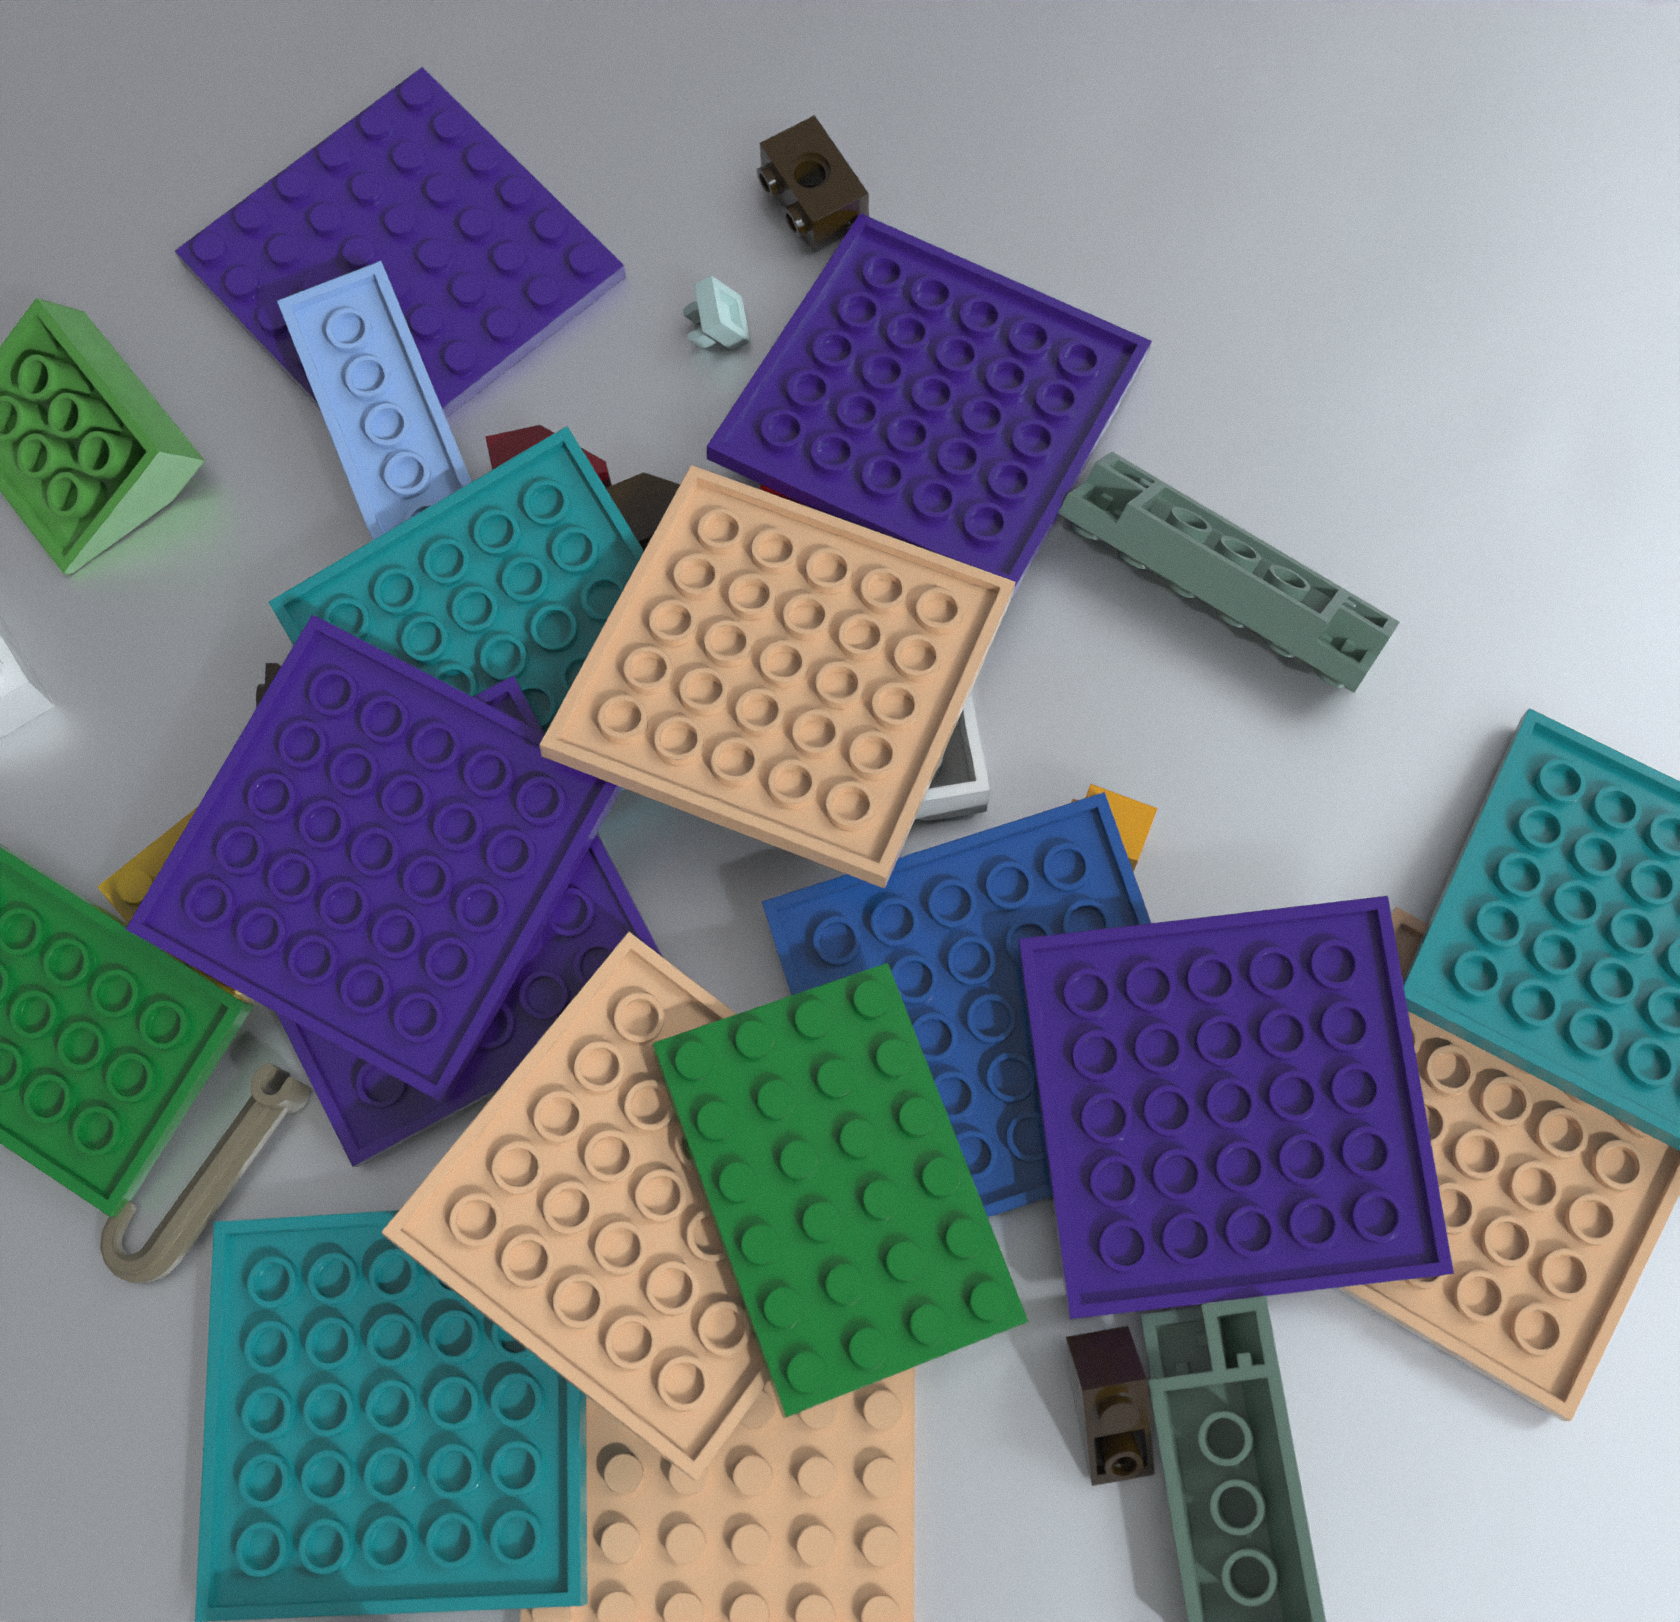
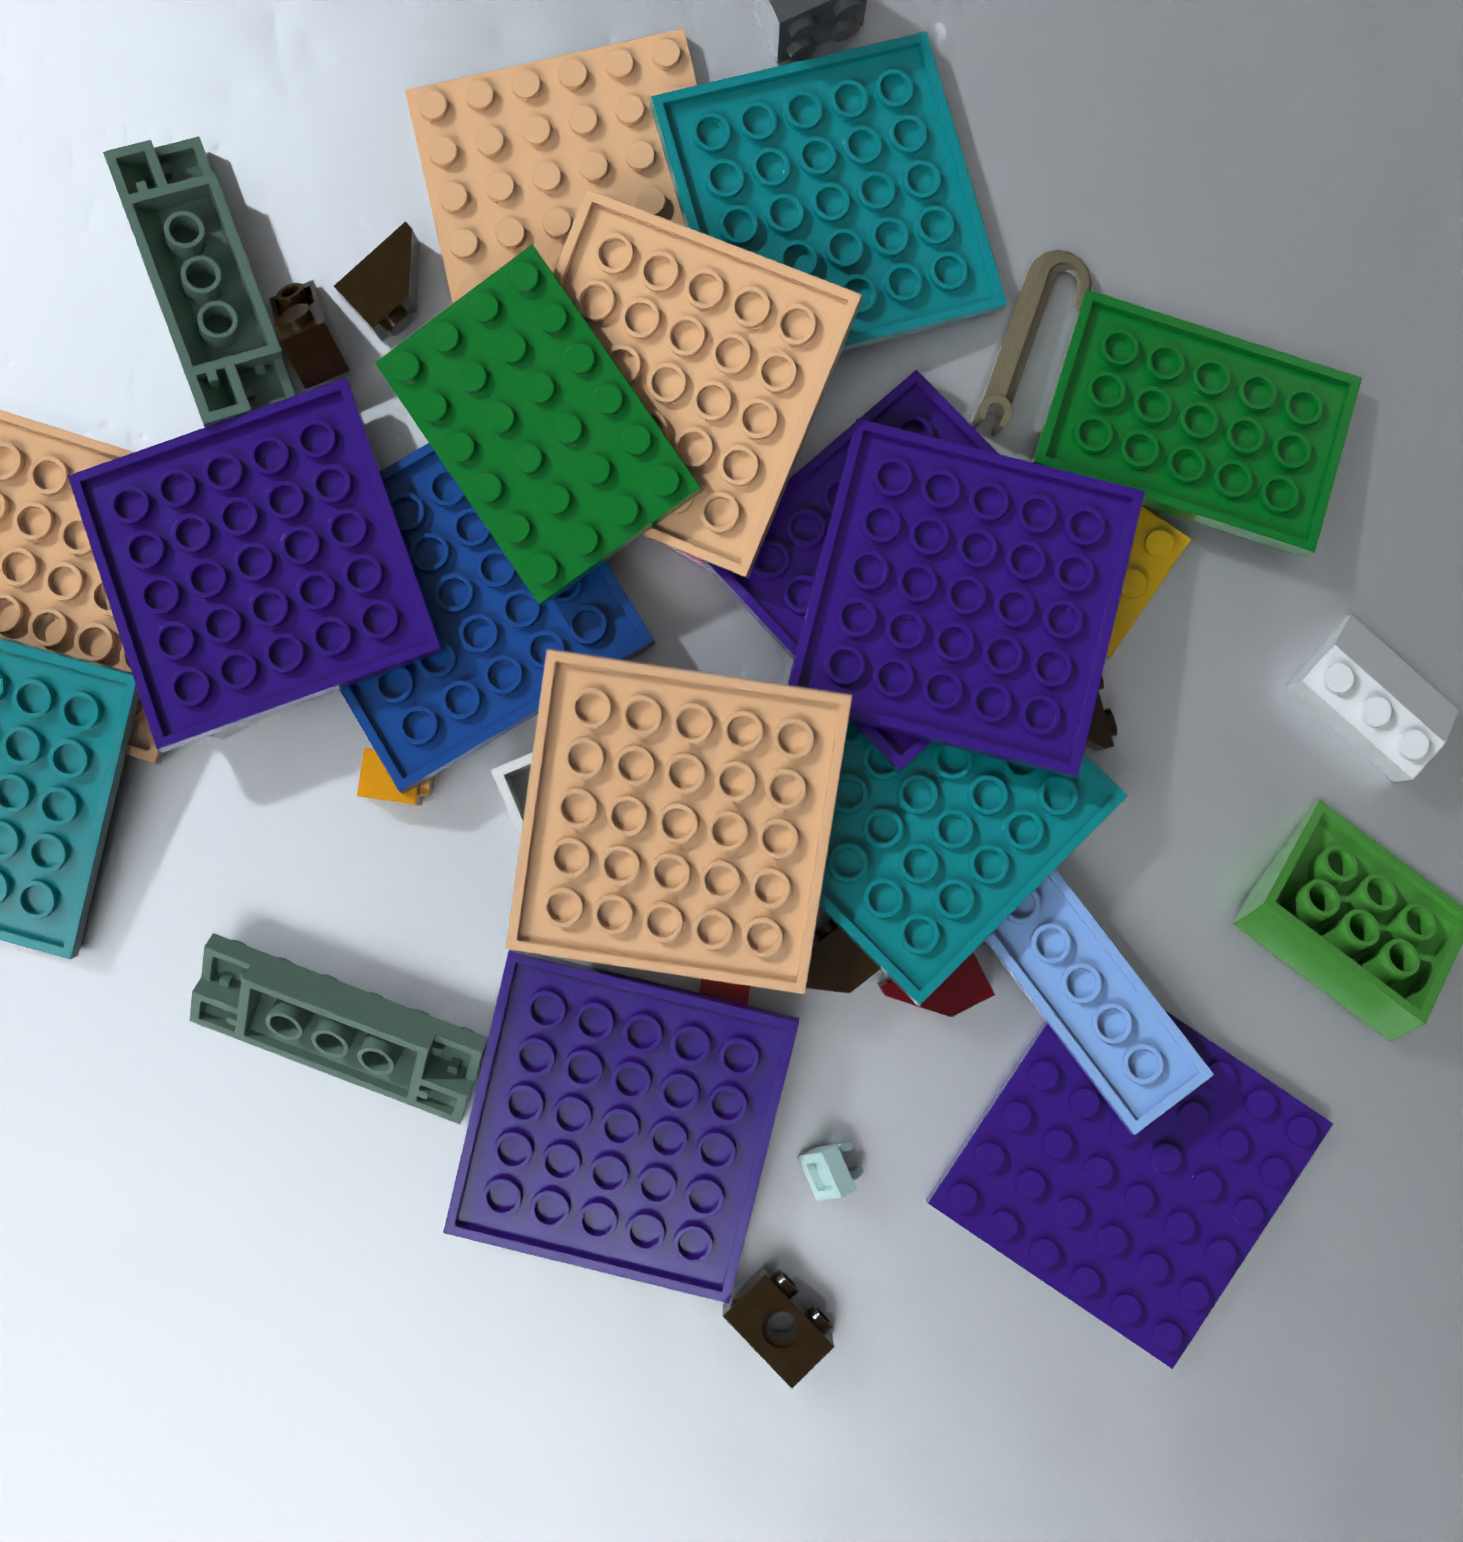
camera: 165 degrees right, 15 degrees up
(997, 1444) = (385, 284): none -> dark brown slope

